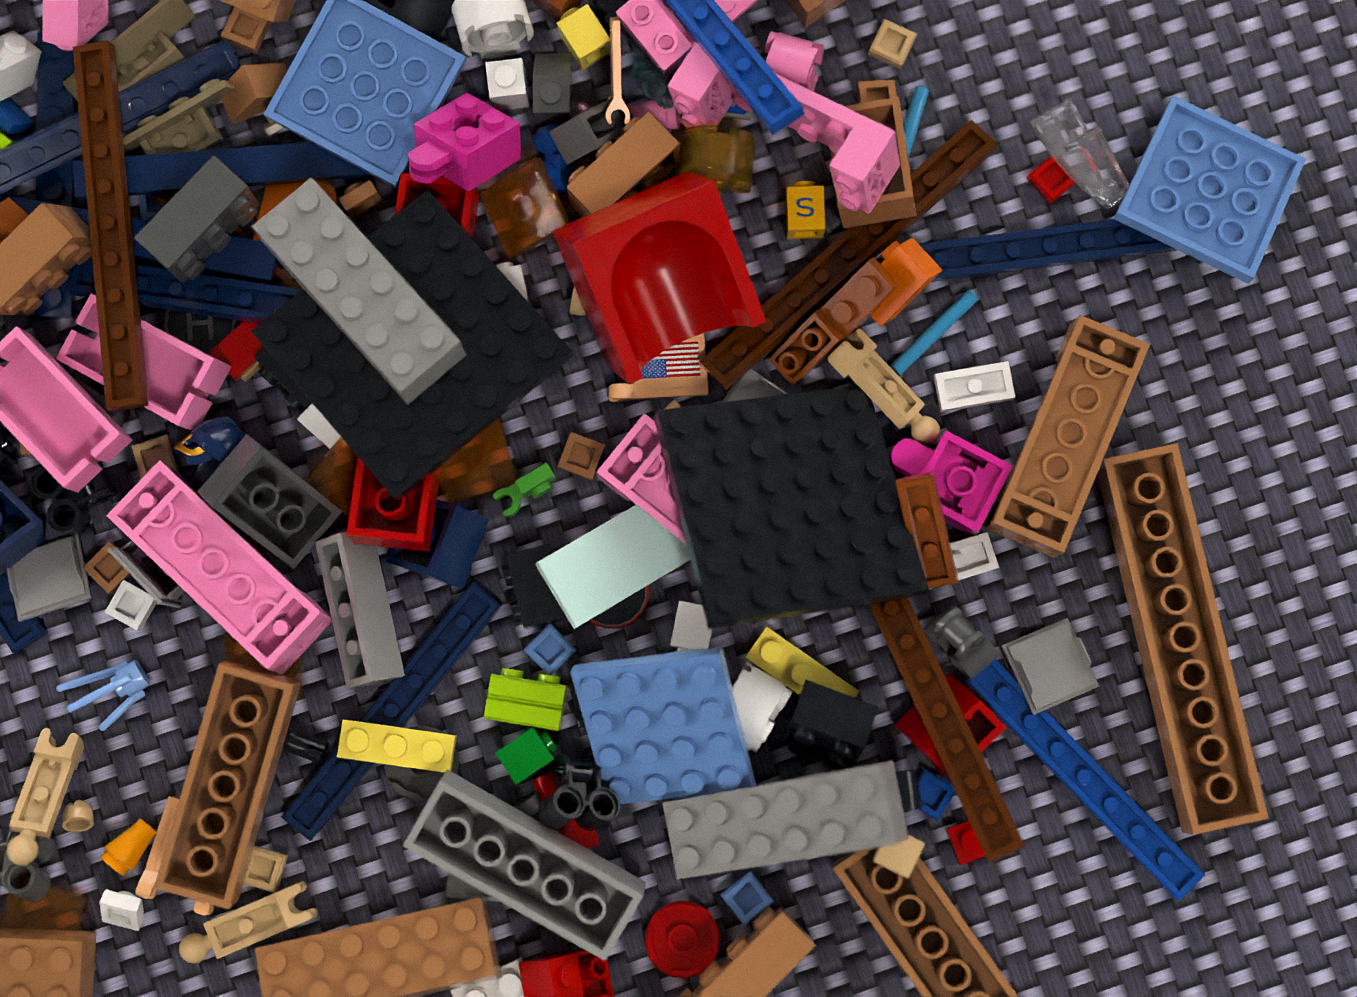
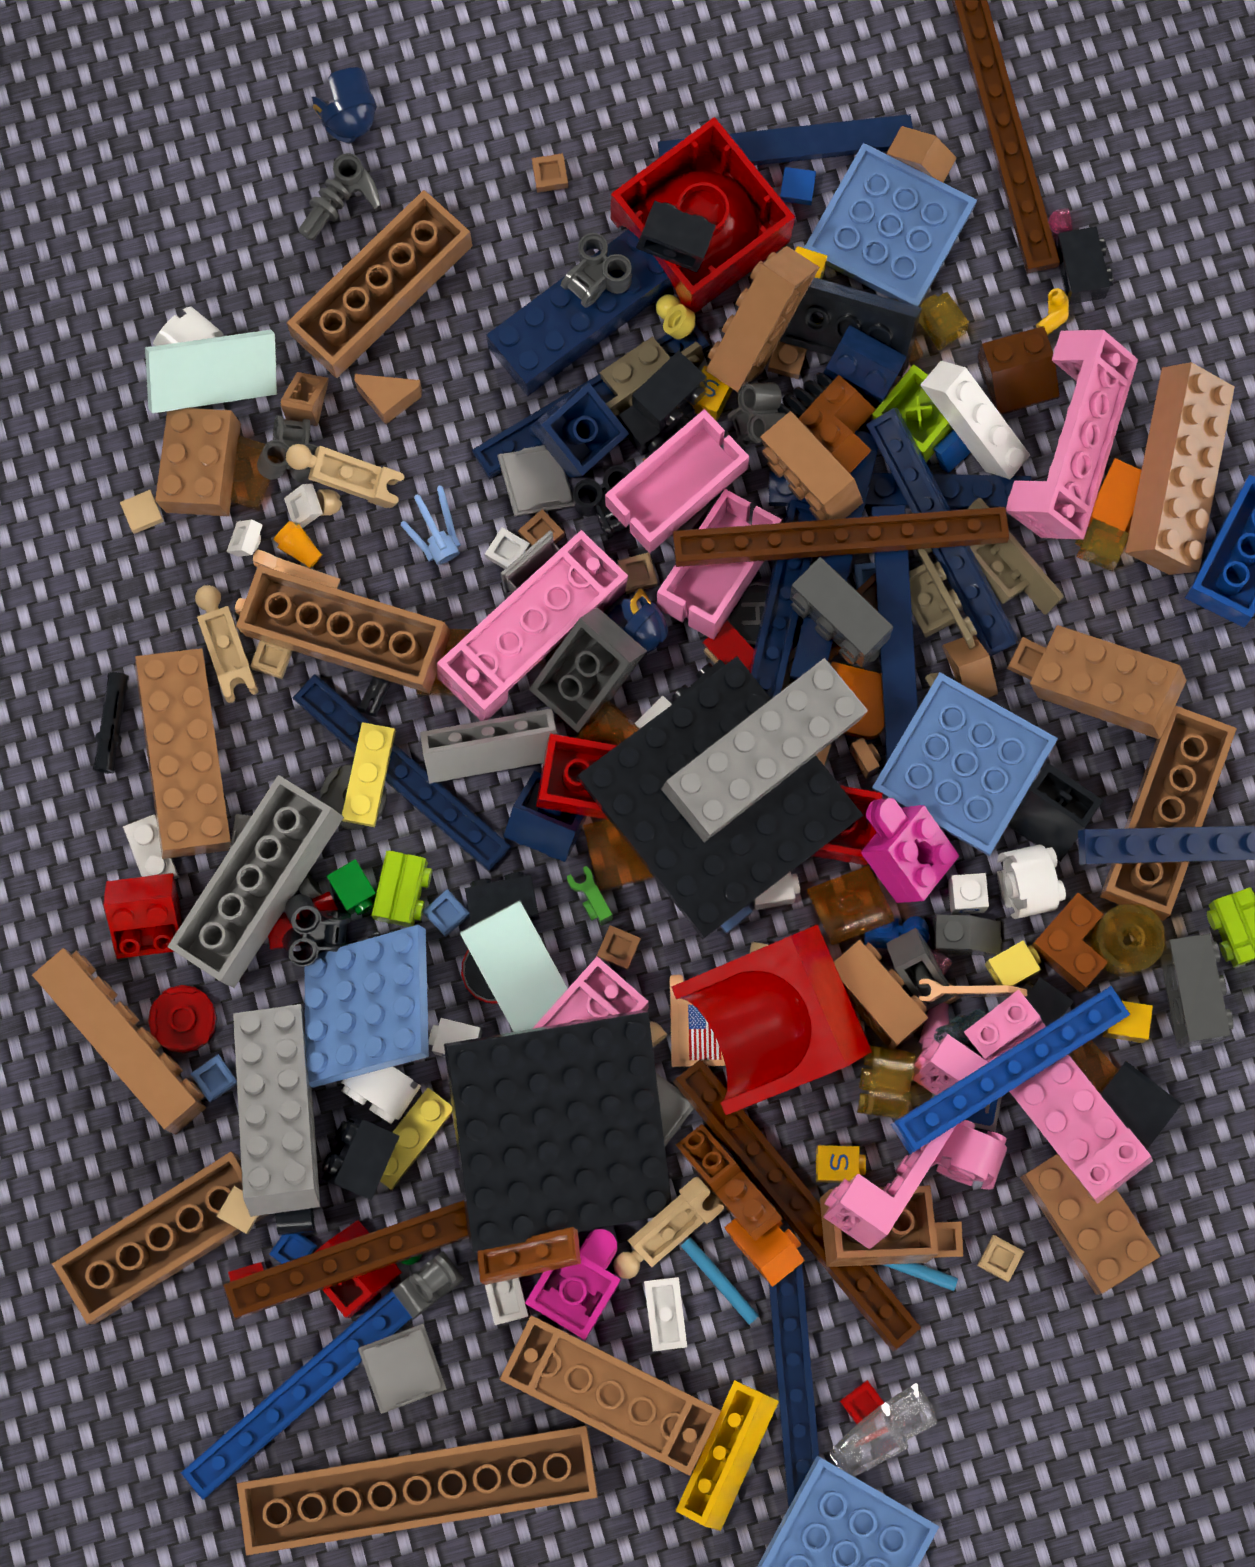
camera: 90 degrees right, 5 degrees down
(81, 844) = (303, 505): none -> white plate
(1150, 322) = (727, 1456): none -> yellow brick

